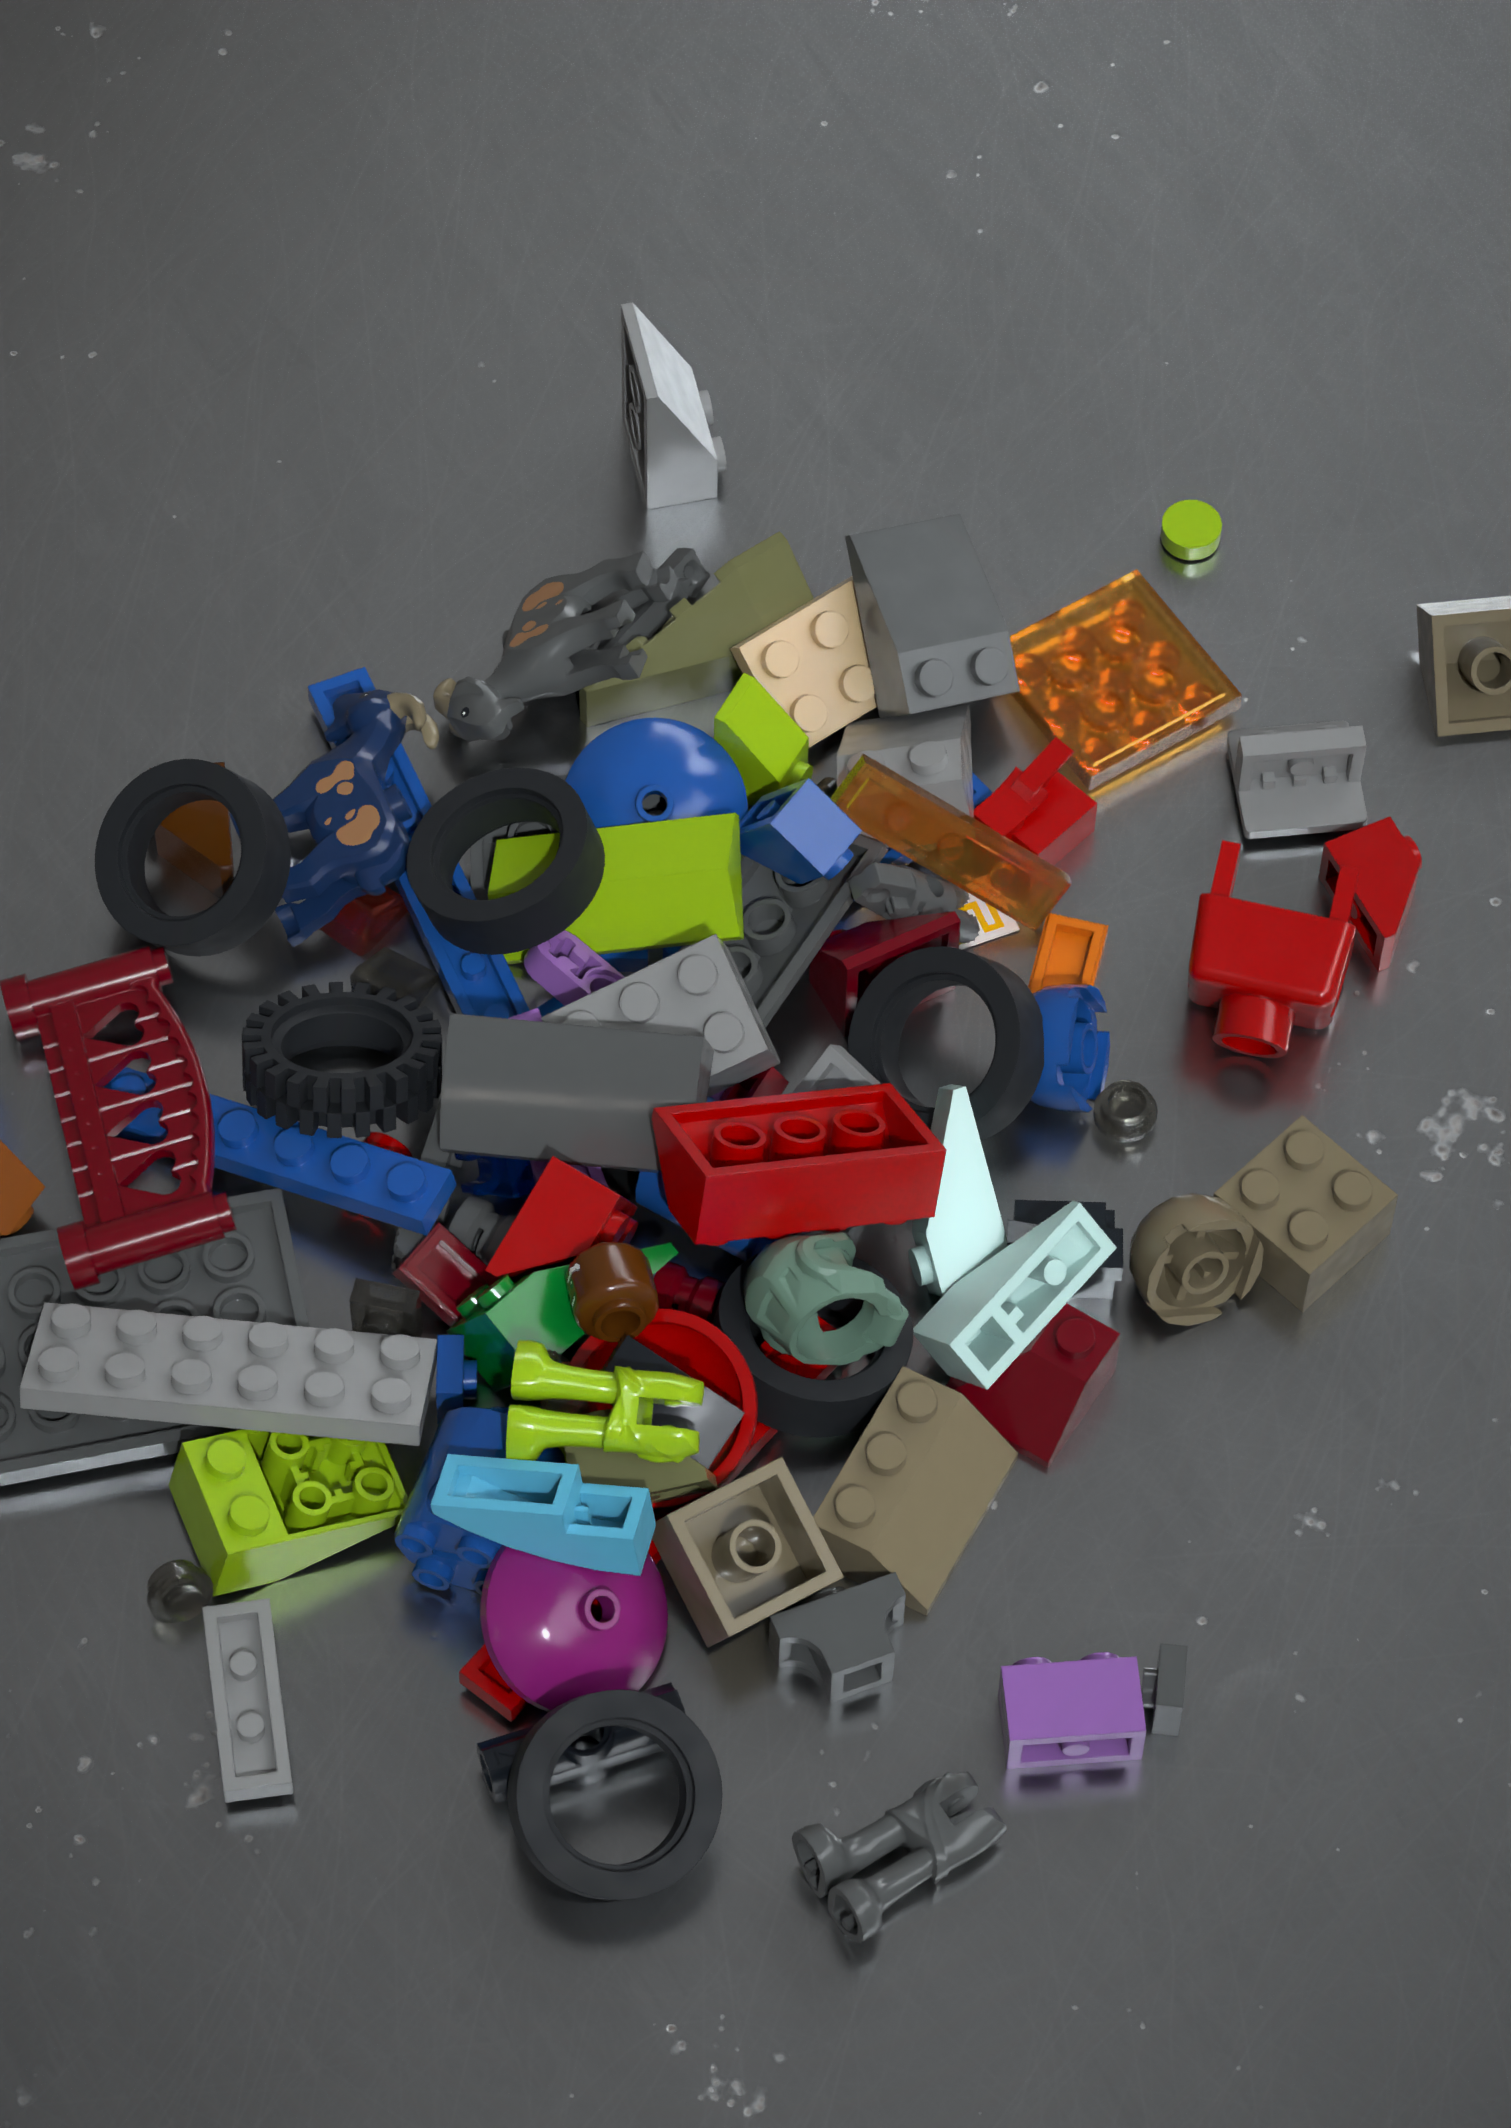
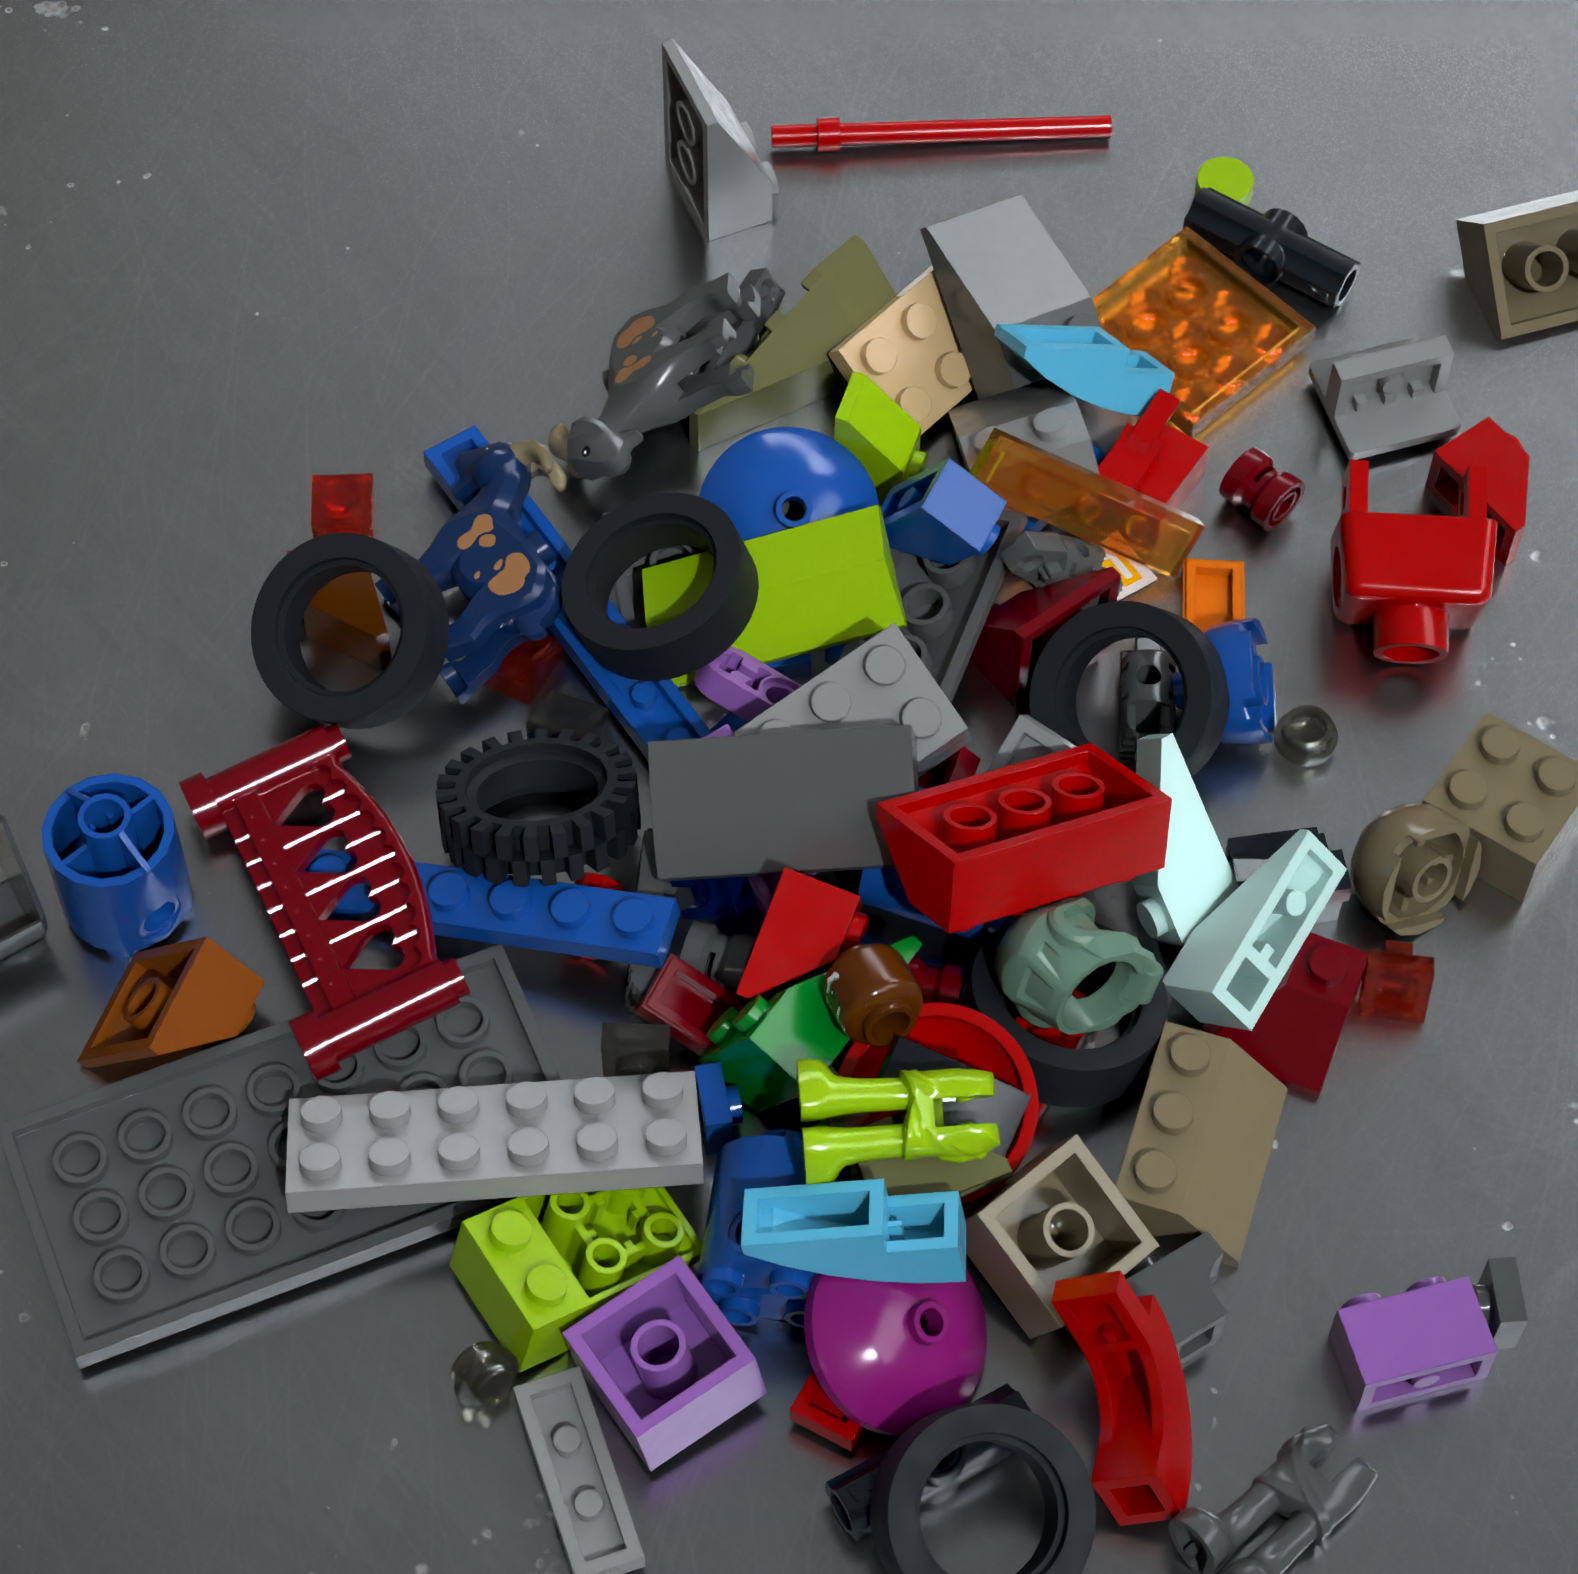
camera: 10 degrees left, 0 degrees up
(218, 728) = (343, 504): none -> clear red plate
(349, 1607) = (665, 1362): none -> medium lavender brick
(794, 1711) = (1141, 1394): none -> red arch
(795, 415) = (830, 134): none -> red bar
(968, 1046) = (1146, 695): none -> dark grey hinge
(985, 701) = (1089, 364): none -> medium azure slope
(1142, 852) = (1261, 488): none -> dark red wheel
(1147, 1369) = (1396, 984): none -> clear red tile
(1220, 603) = (1272, 247): none -> black piece

